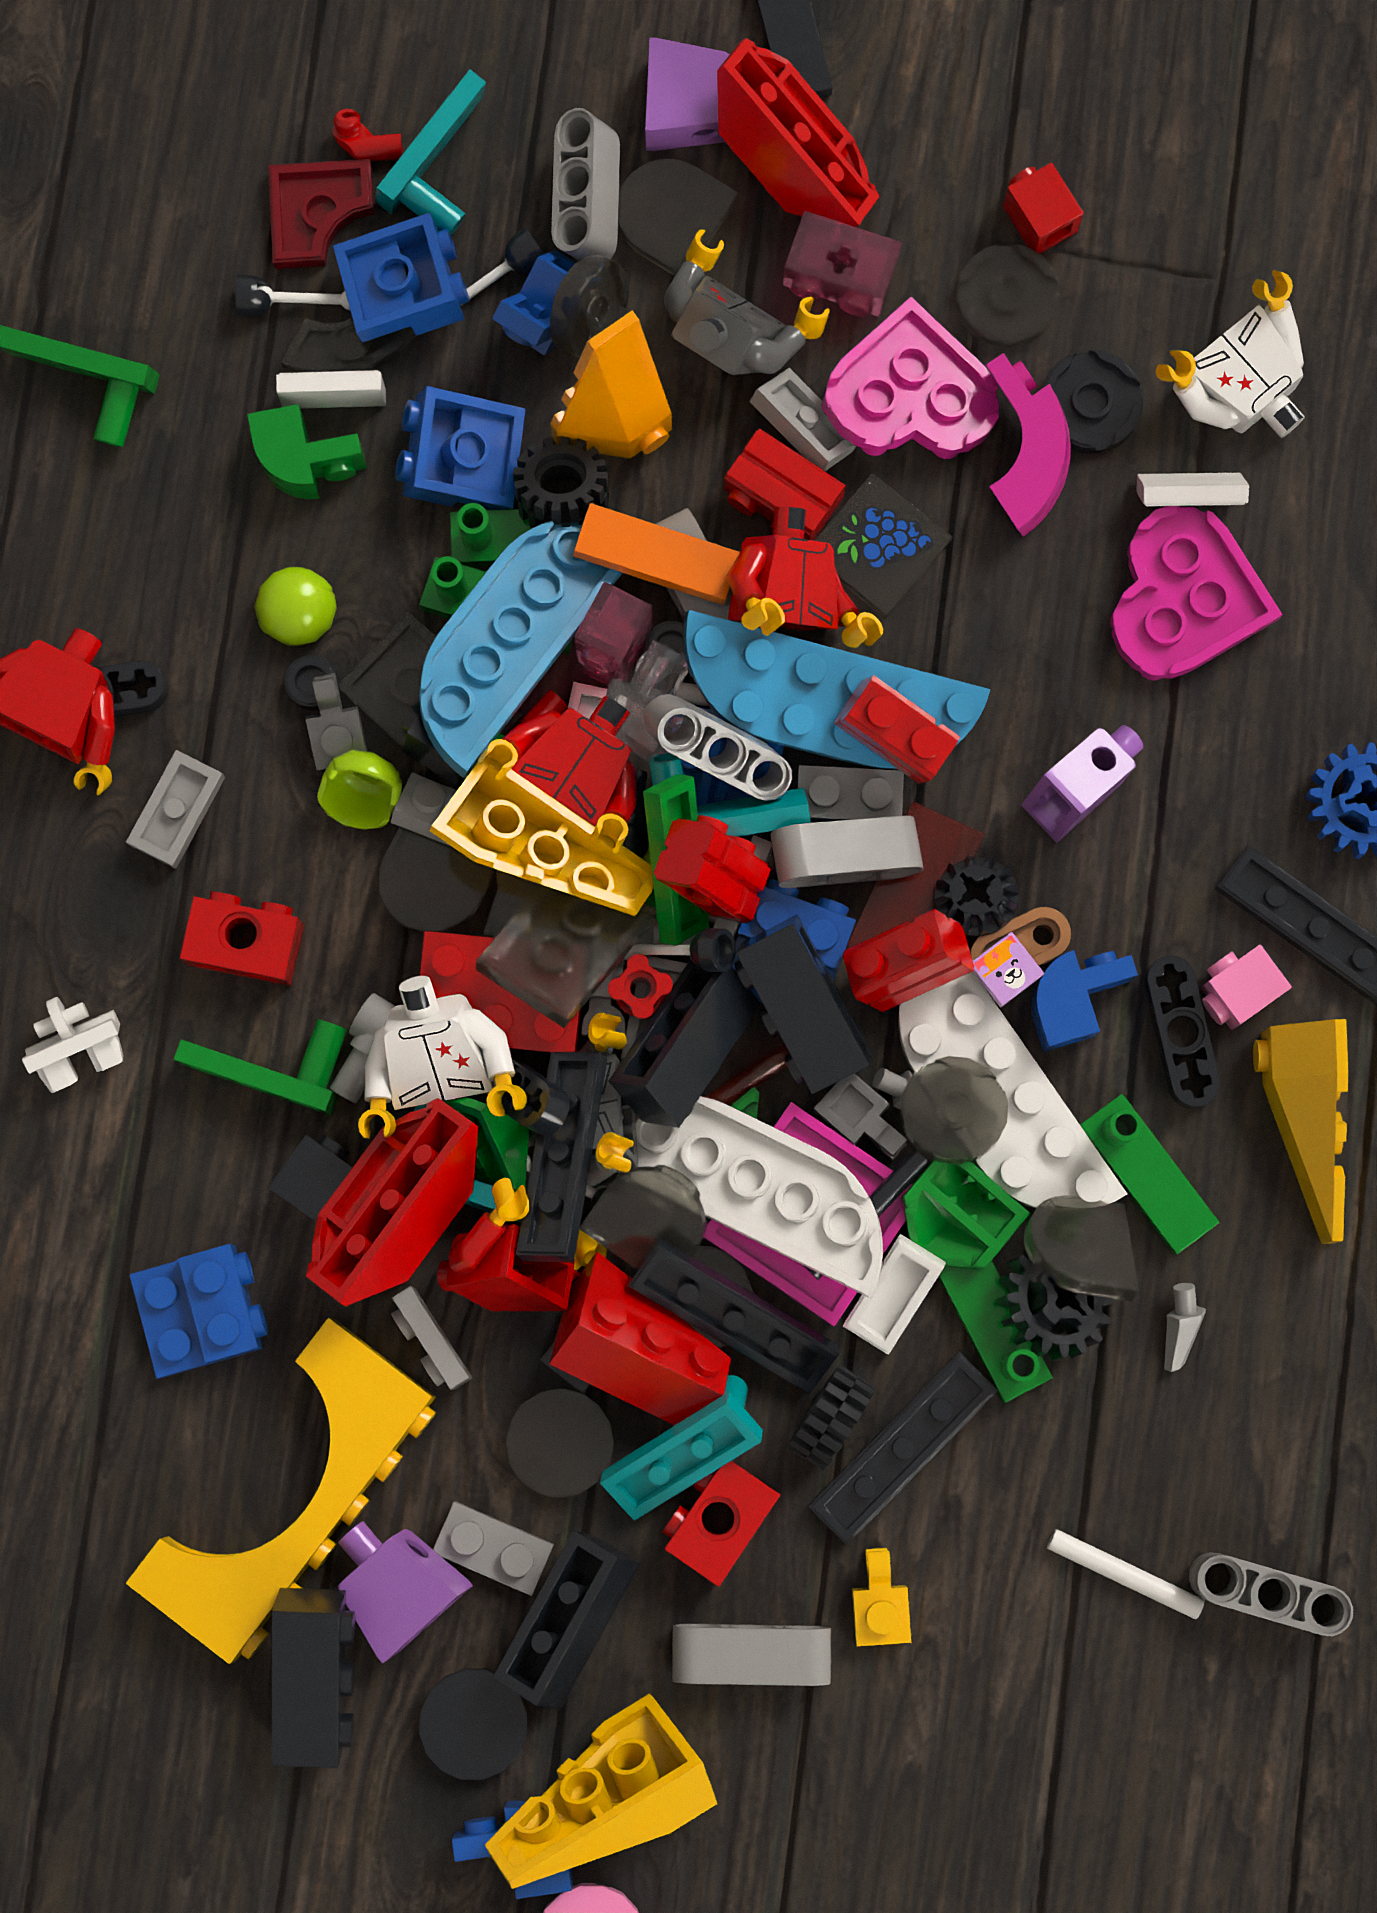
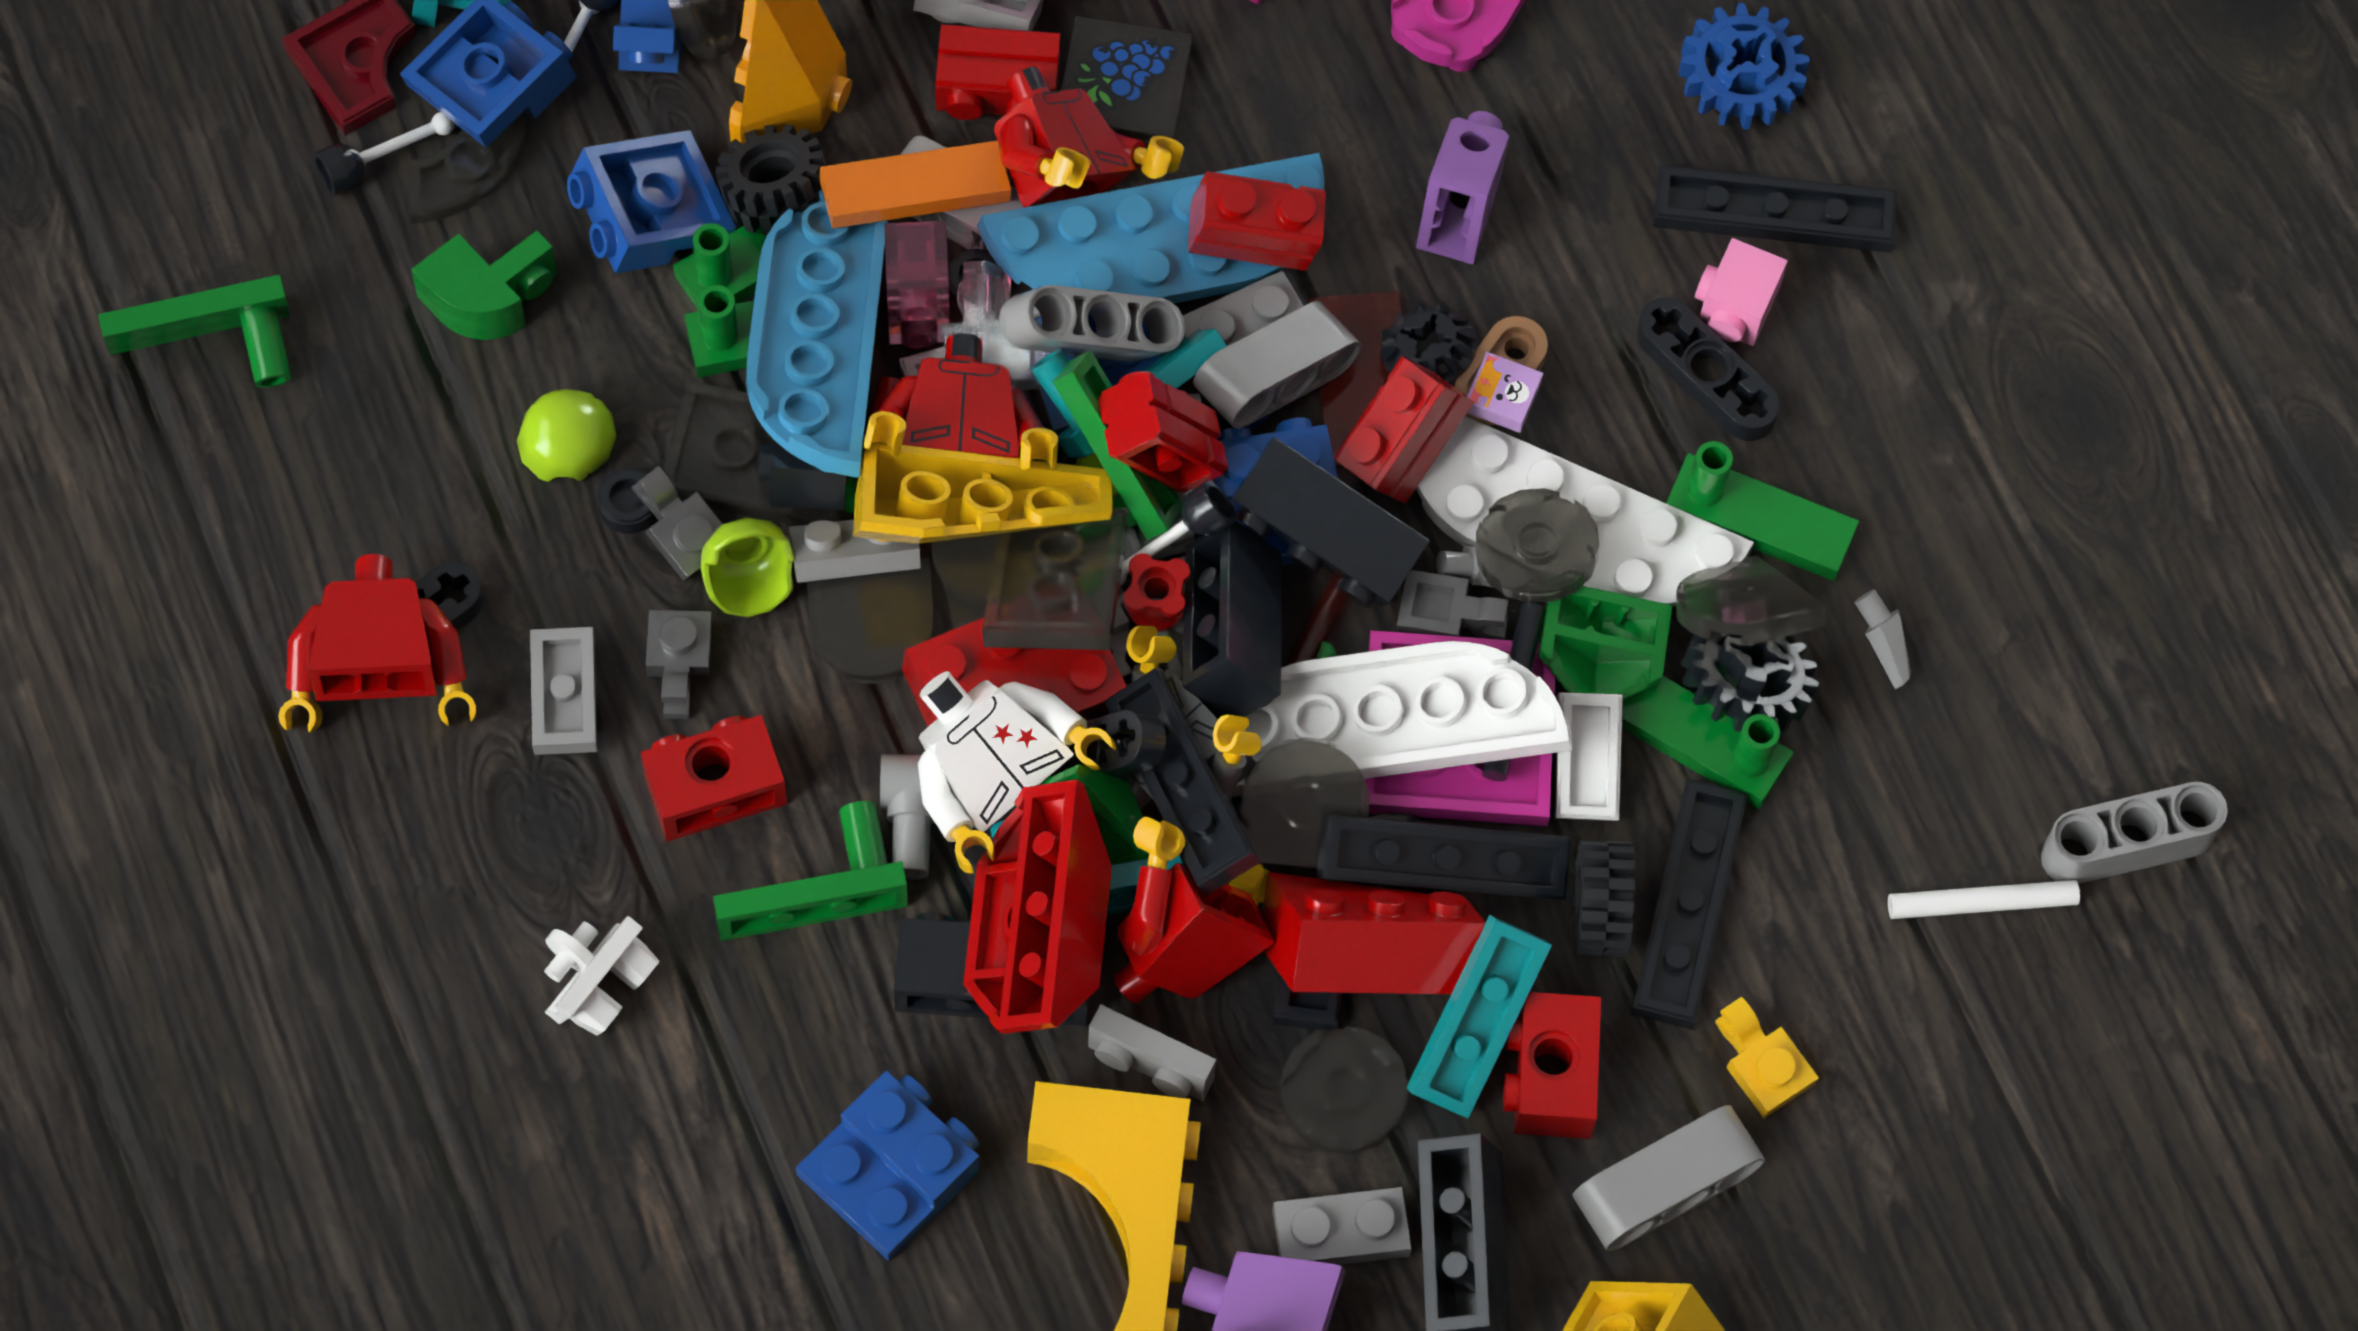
camera: 35 degrees left, 15 degrees down
(278, 823) = (677, 652): none -> flat silver plate
(331, 389) = (482, 208): white tile -> none
(1062, 1000) = (1575, 394): blue brick -> none
(1303, 1079) = (1858, 352): yellow wedge -> none

